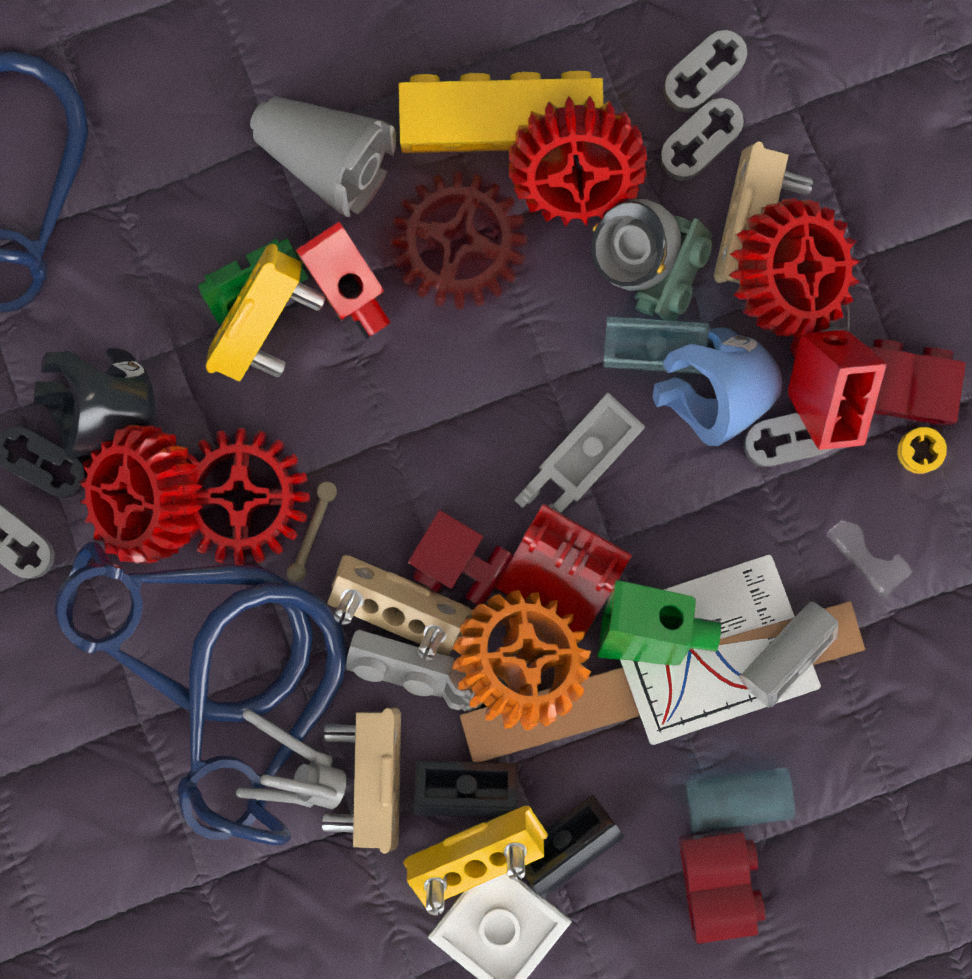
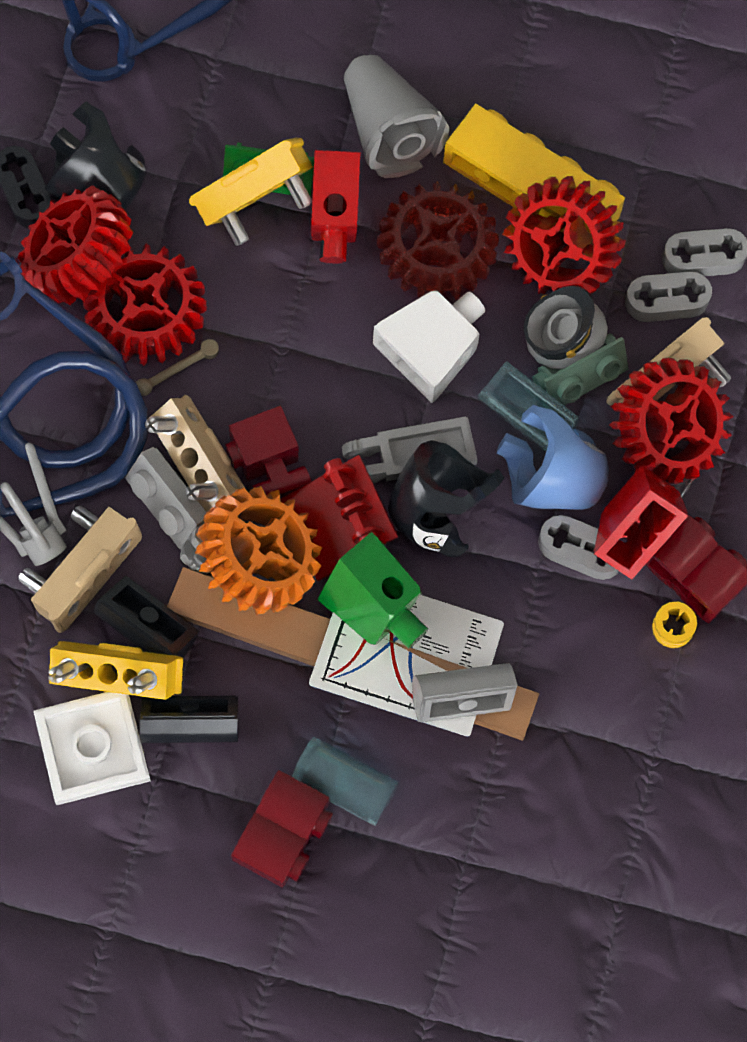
camera: 30 degrees right, 15 degrees down
(523, 340) = (430, 340): none -> white torso
(623, 506) = (425, 496): none -> black piece
(879, 573) = (576, 693): clear piece -> none

